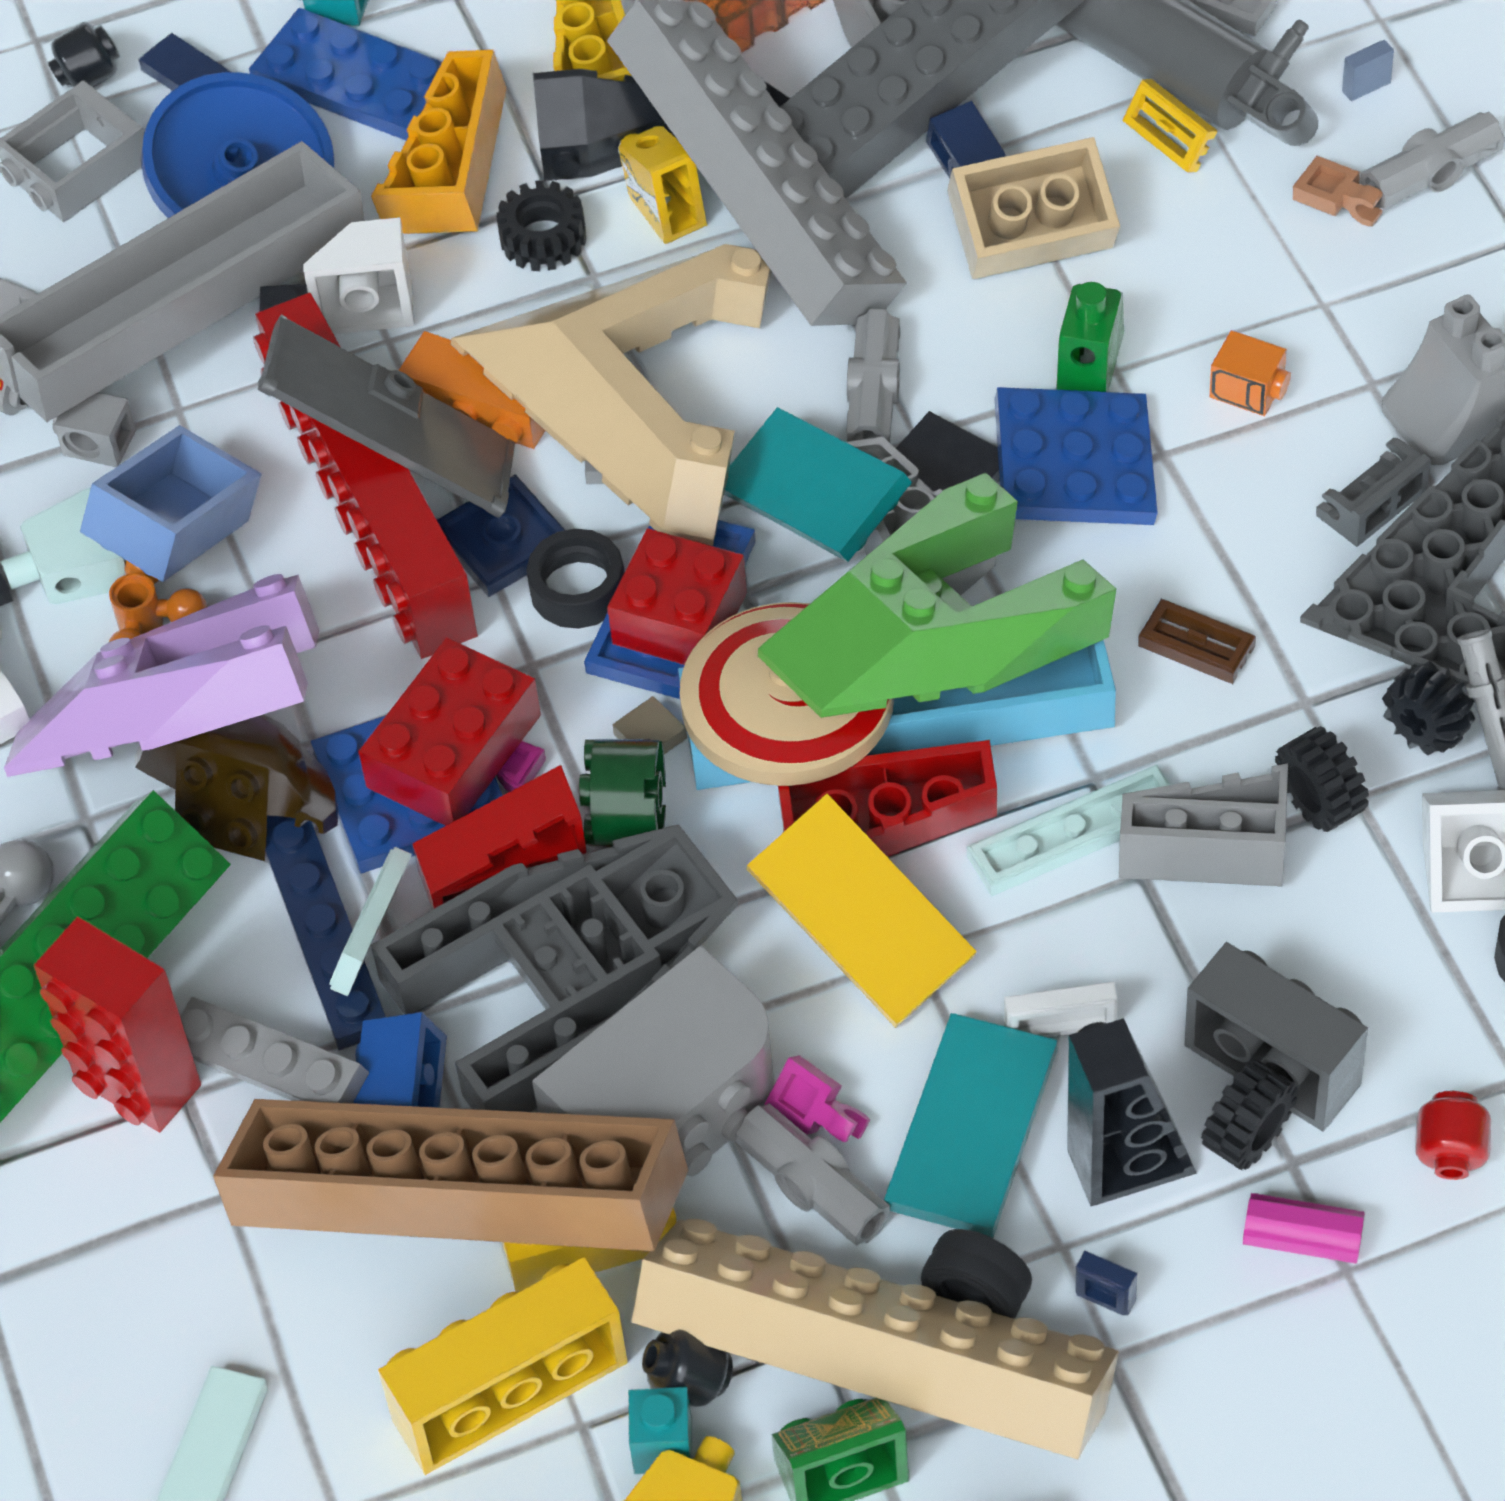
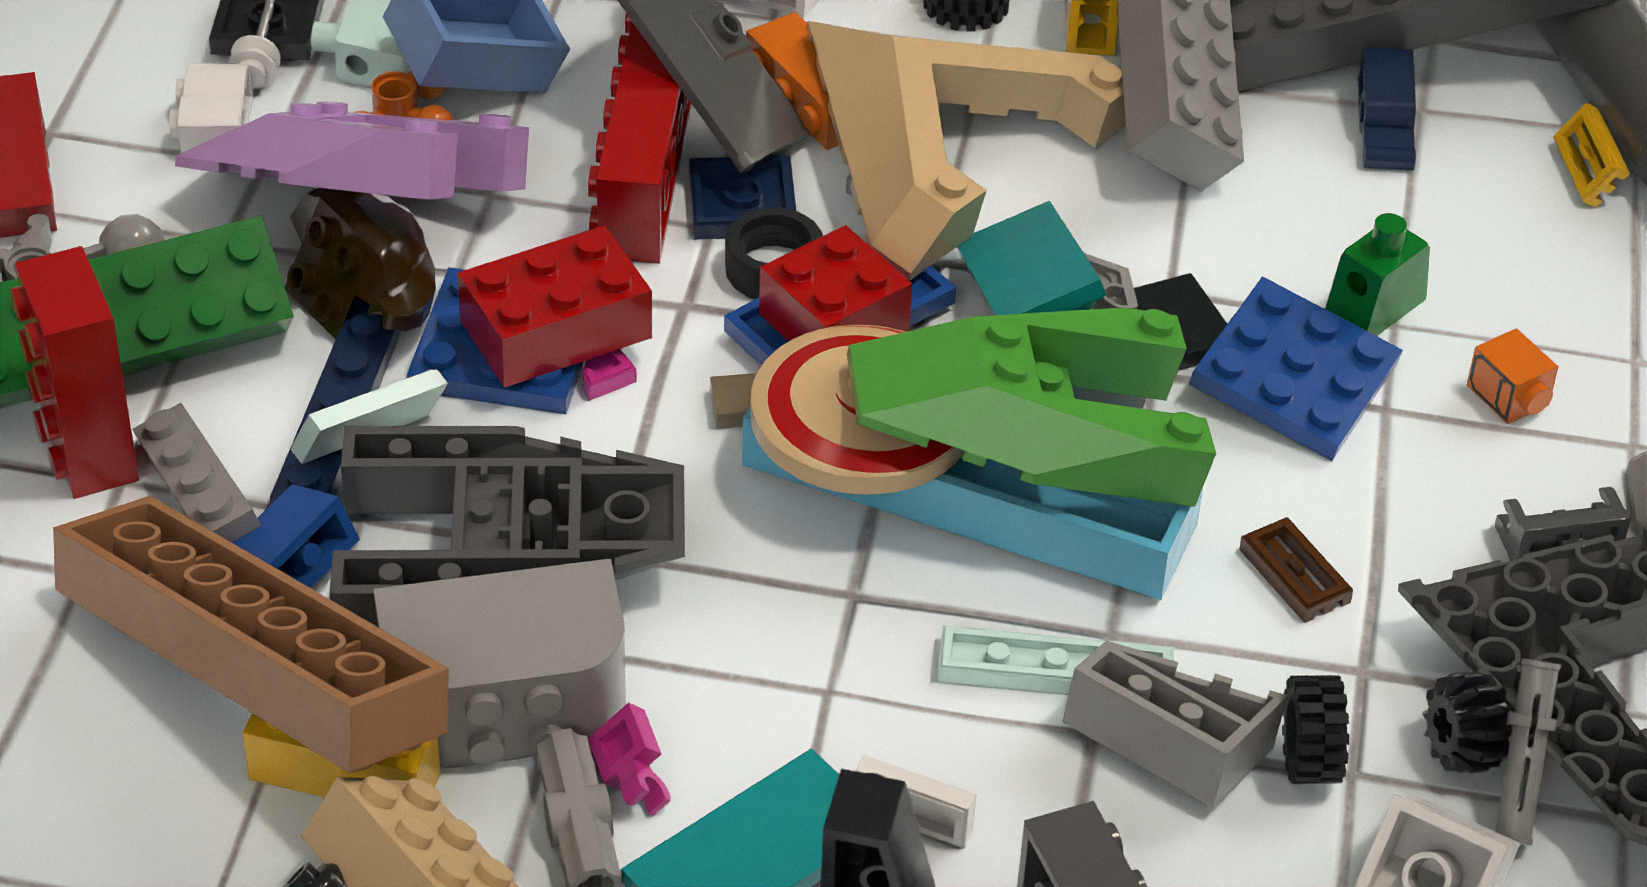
camera: 25 degrees right, 10 degrees down
(503, 1364) = (166, 815): yellow brick -> none
(519, 827) = (543, 400): red wedge -> none
(622, 789) = (668, 418): dark green brick -> none
(861, 910) = (793, 620): yellow tile -> none
(873, 376) = (1162, 223): light grey piece -> none
(906, 794) = (885, 552): red wedge -> none
(1033, 208) = (1405, 154): tan brick -> none

